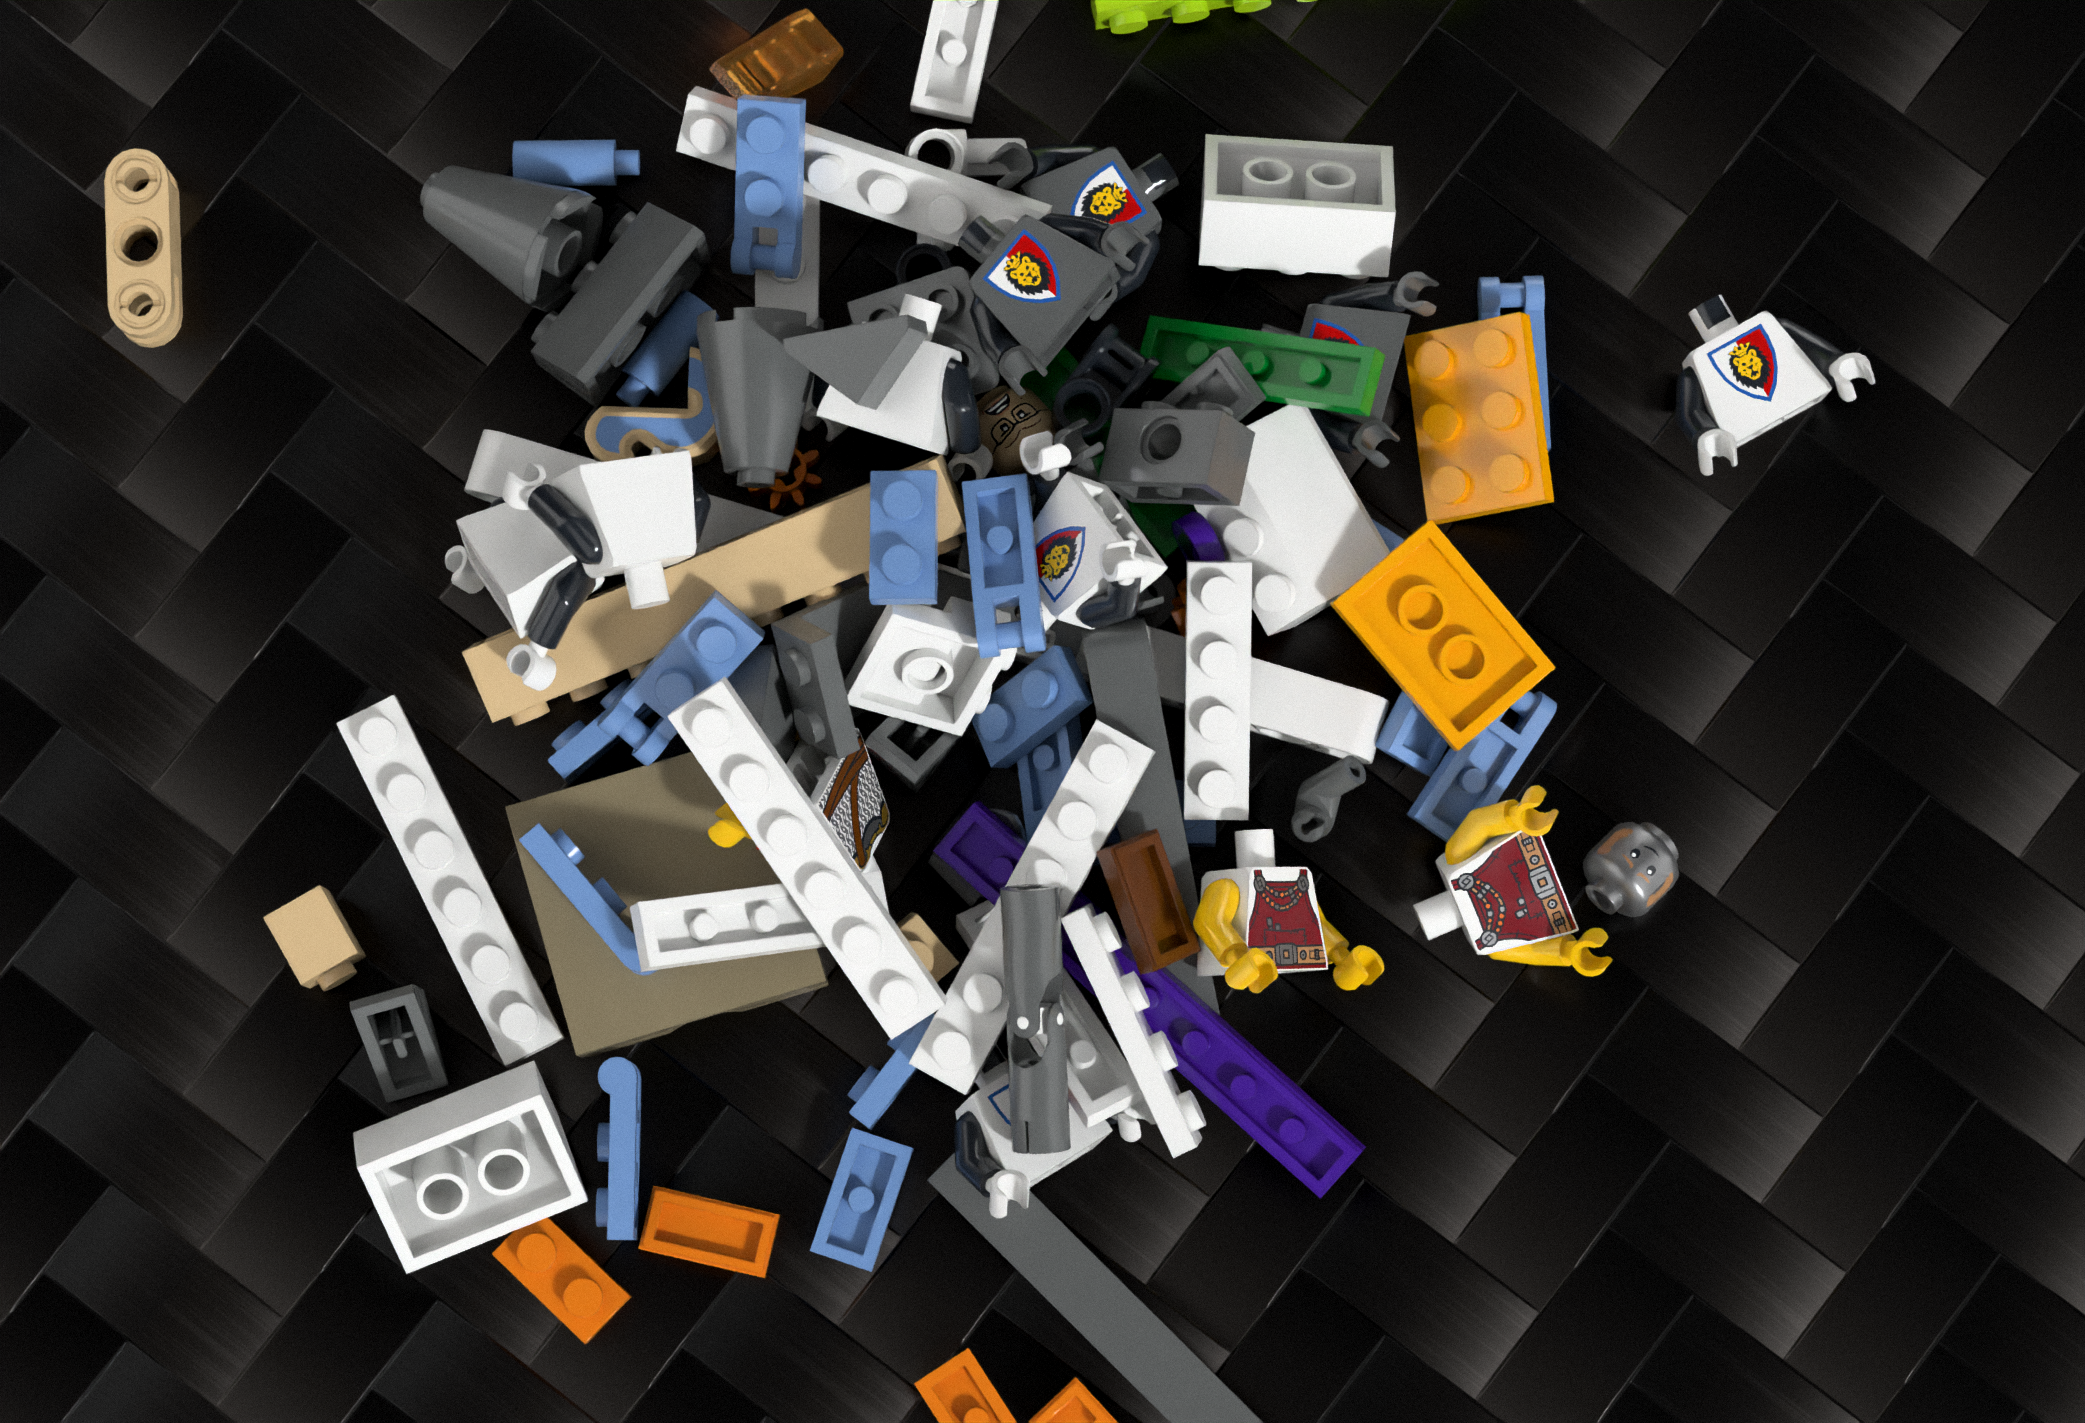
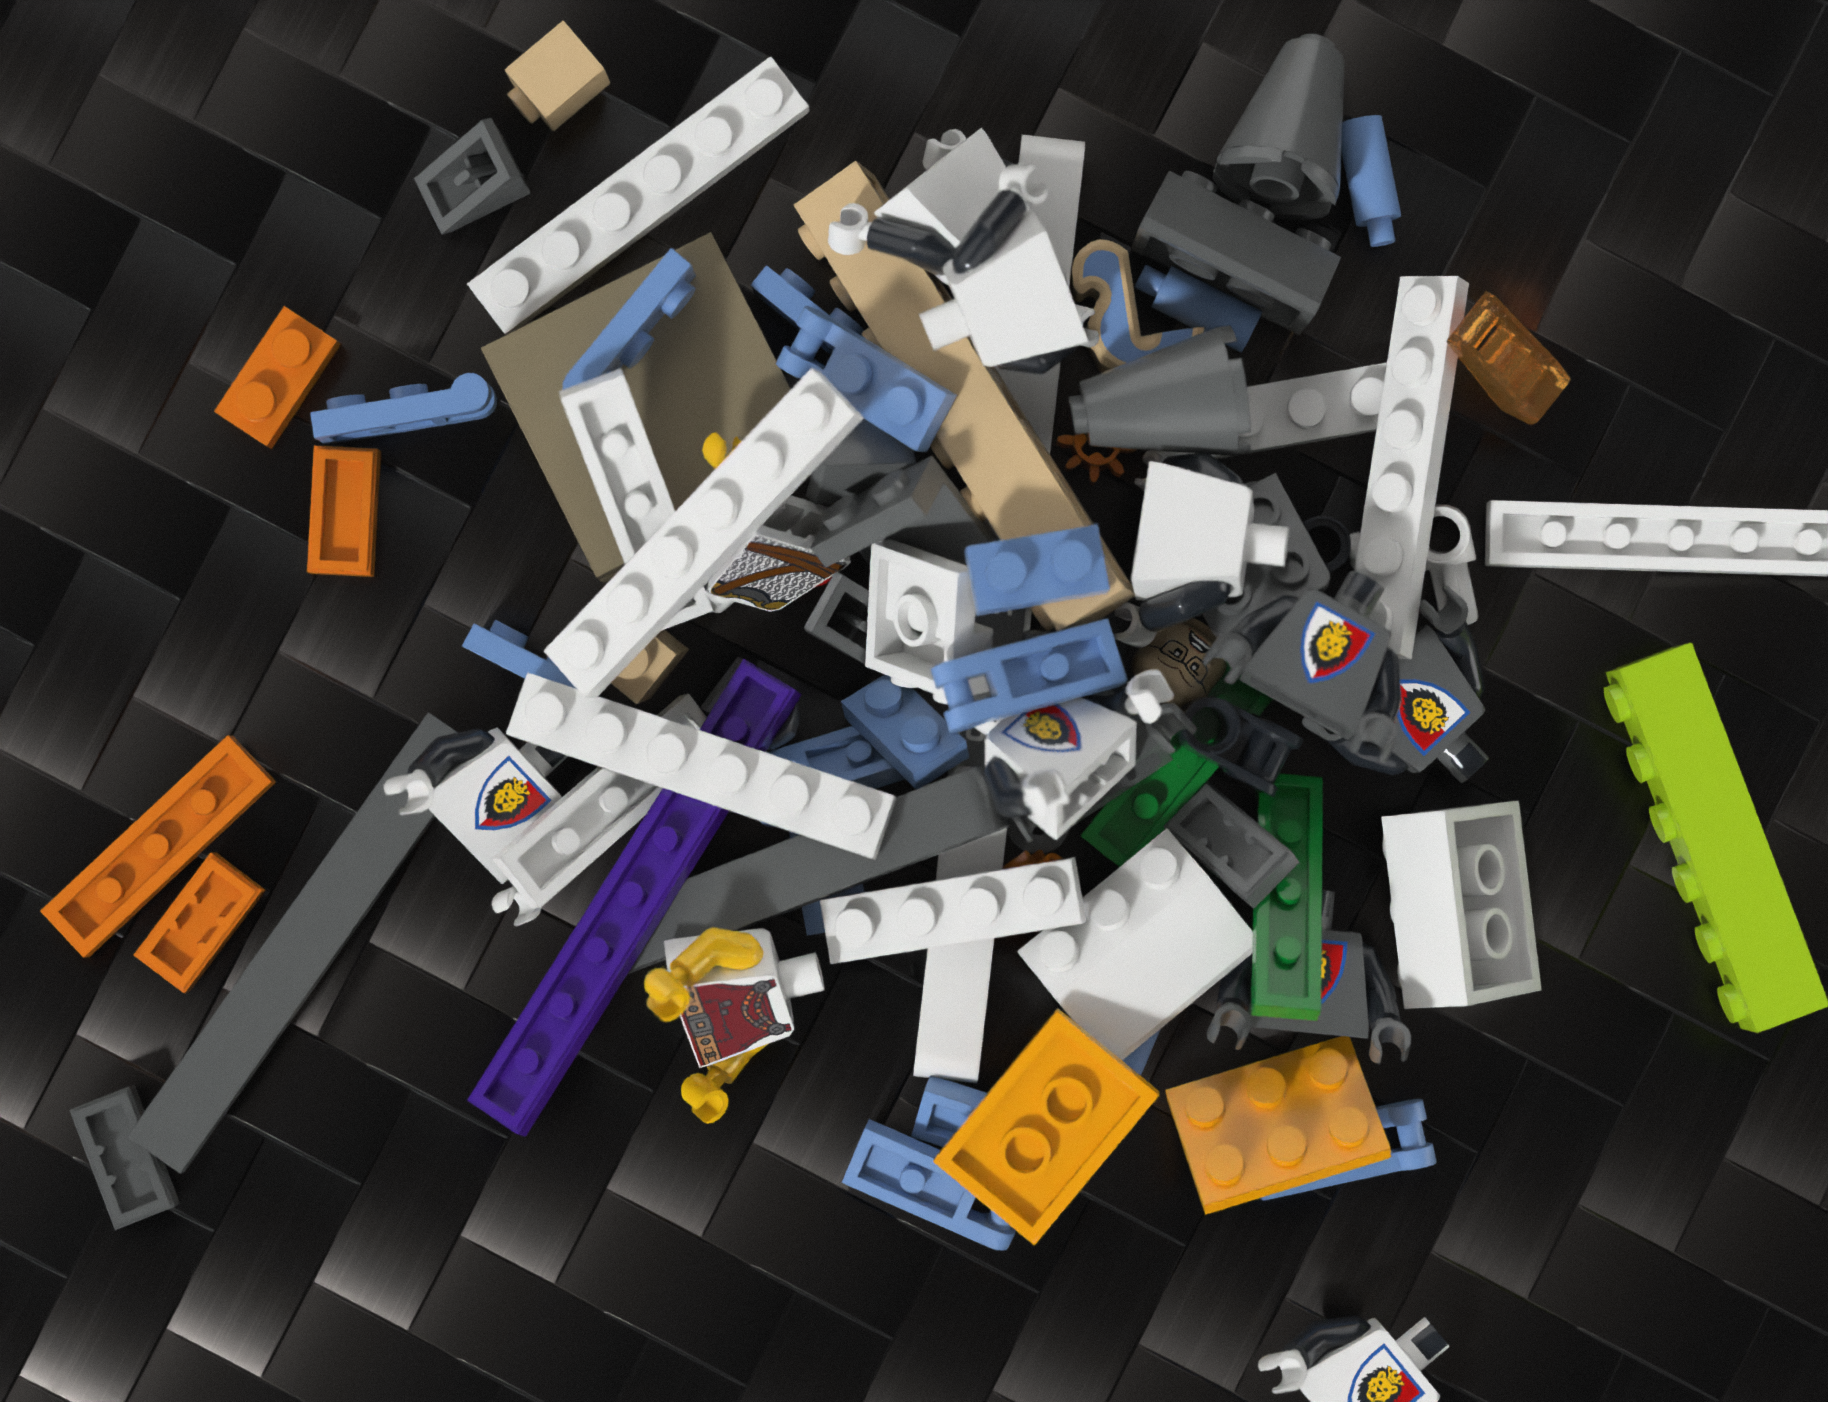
camera: 85 degrees right, 5 degrees up
(469, 1167) = (361, 266): white slope -> none
(769, 184) = (1380, 373): medium blue plate -> none
(861, 357) = (1208, 494): dark grey slope -> none
(861, 1199) = (397, 652): medium blue plate -> none
(1033, 990) = (609, 782): dark grey piece -> none
(1147, 1053) = (575, 903): white plate -> none
(1148, 901) = (725, 879): reddish brown tile -> none
(1177, 454) = (1169, 861): dark grey brick -> none
(1197, 538) = (1101, 864): dark purple tile -> none
(1320, 798) = (872, 1031): dark grey arm -> none
(1509, 891) = (805, 1235): torso -> none
(1631, 869) = (853, 1351): flat silver head -> none

